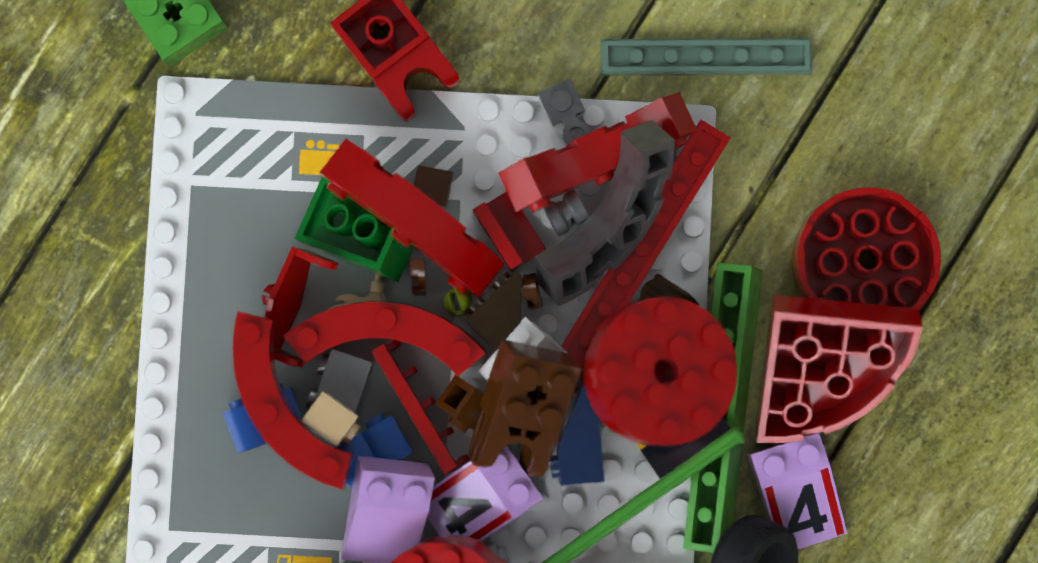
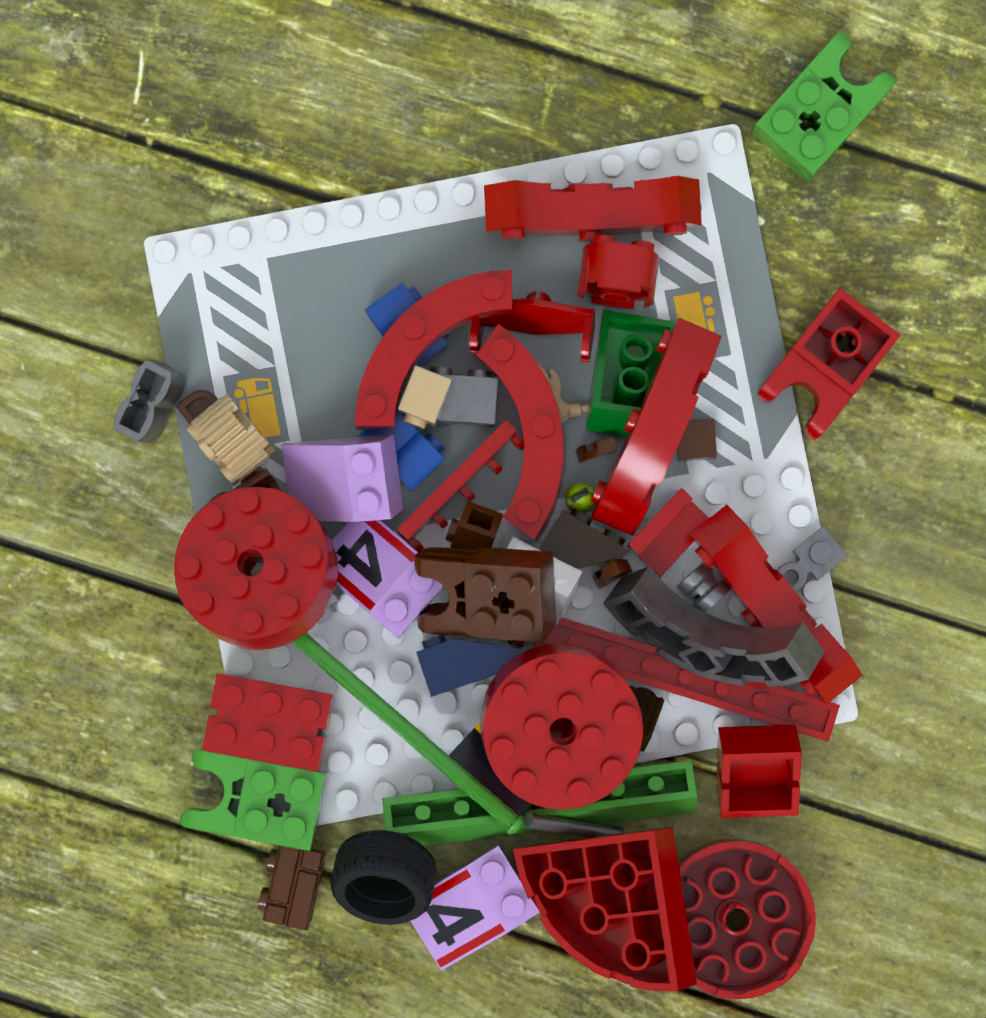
camera: 75 degrees right, 0 degrees up
(200, 225) = (592, 209): none -> red brick
(264, 216) = (618, 272): none -> red brick
(706, 57) = (909, 695): sand green tile -> none
(741, 206) = (758, 771): none -> red piece
(749, 385) = (569, 826): none -> flat silver bar

